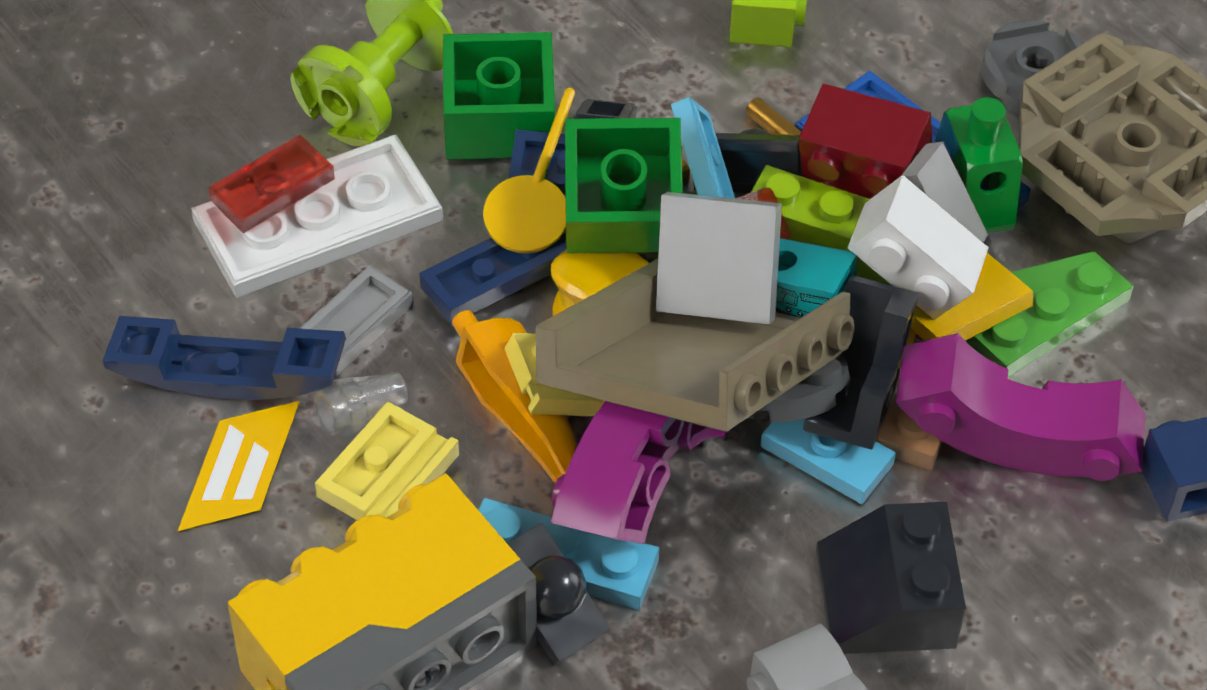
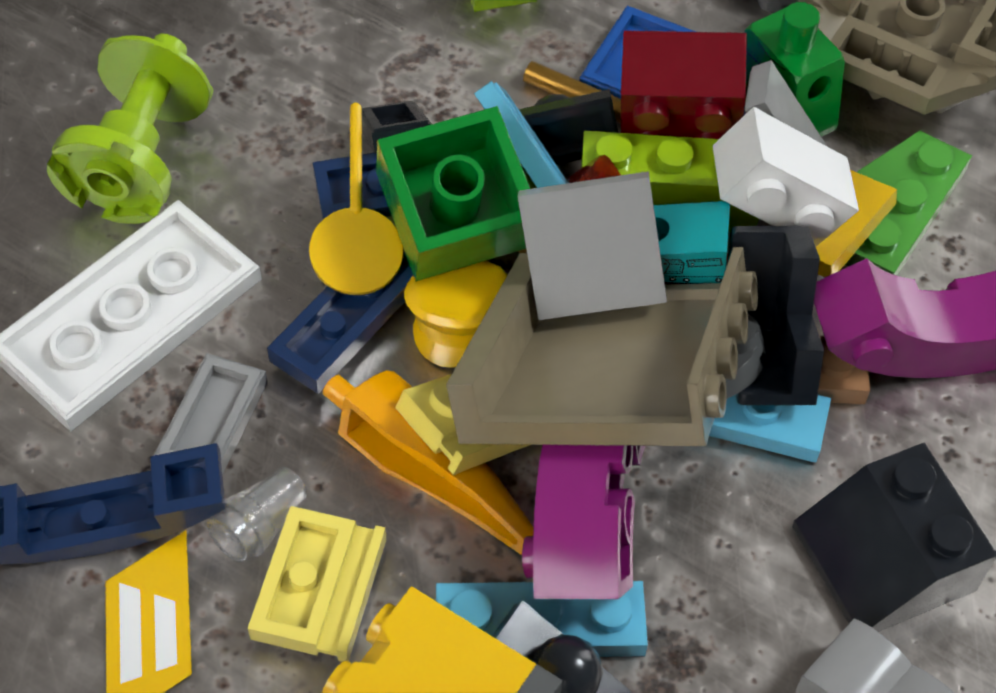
camera: 20 degrees left, 5 degrees up
(271, 183) = (67, 294): clear red plate -> none
(493, 89) = (272, 126): green brick -> none

